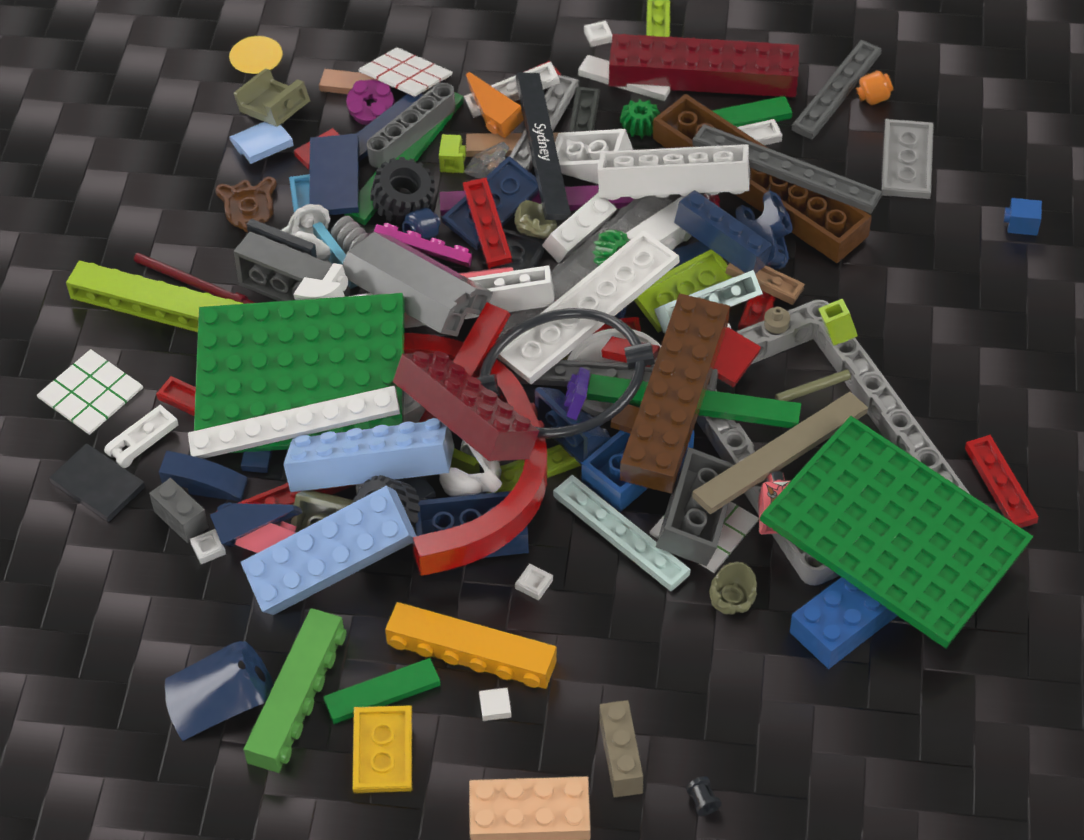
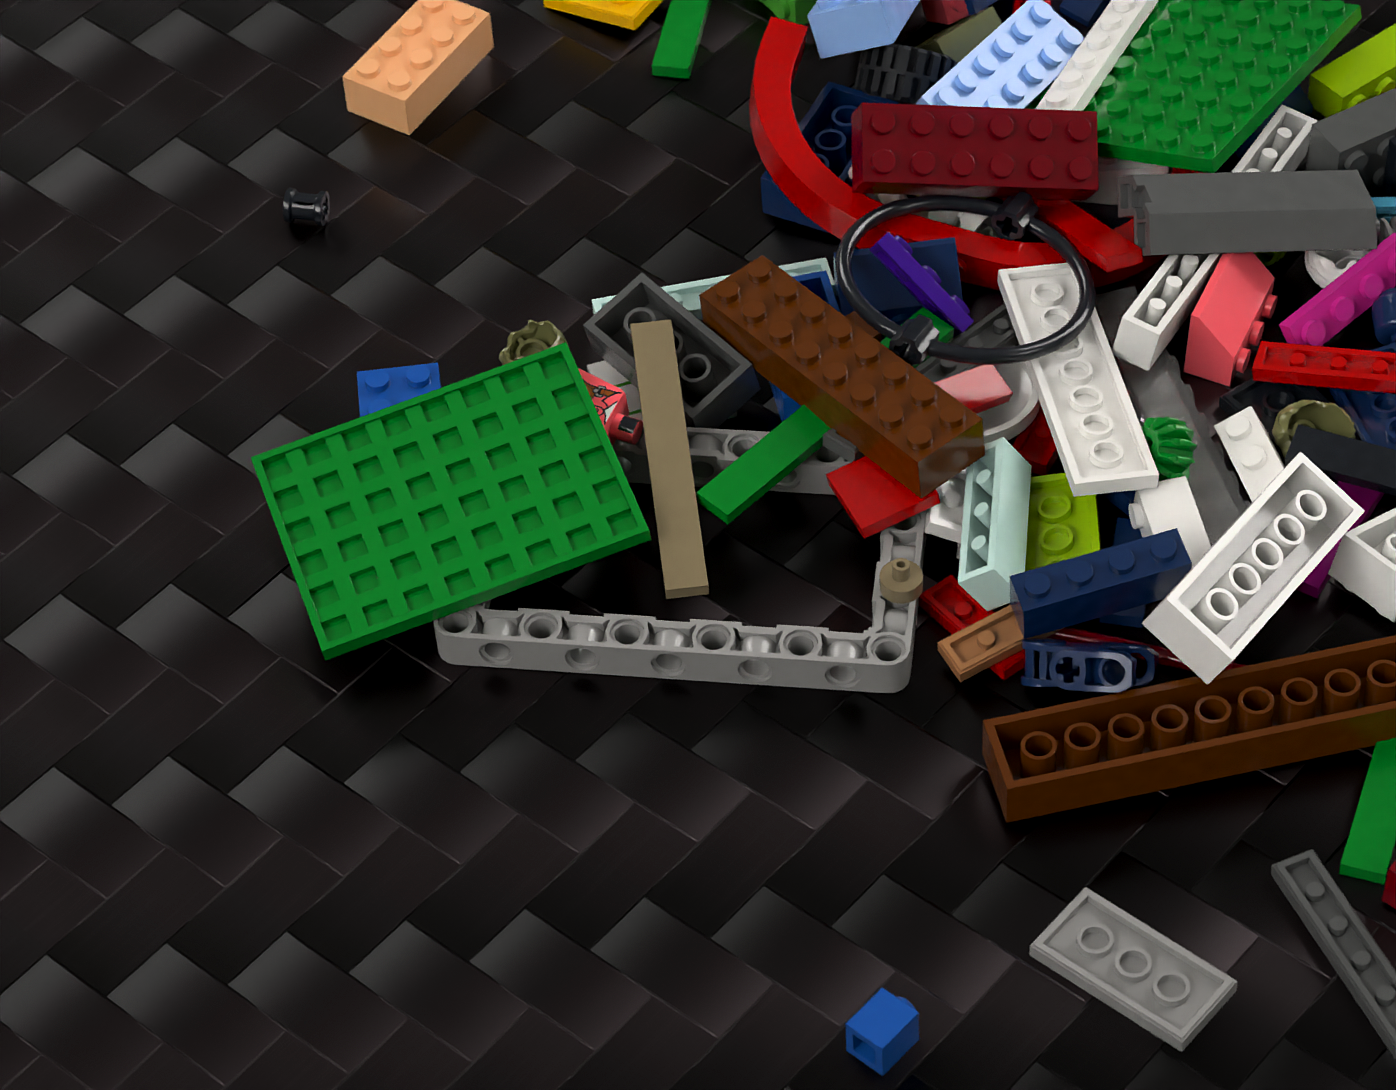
camera: 125 degrees right, 5 degrees down
(330, 287) = (1297, 127): white brick -> none
(471, 645) = (664, 106): light orange brick -> none
(495, 704) = (583, 101): white tile -> none
(534, 582) = (717, 200): white tile -> none
(621, 749) = (424, 162): dark tan brick -> none
(764, 132) = (1327, 798): white tile -> none
(795, 171) = (1178, 731): dark grey tile -> none
(813, 386) = (754, 560): olive bar -> none
(838, 322) = (825, 617): lime brick -> none
(874, 88) = (1314, 998): orange head -> none
(1001, 481) = (450, 709): red plate -> none

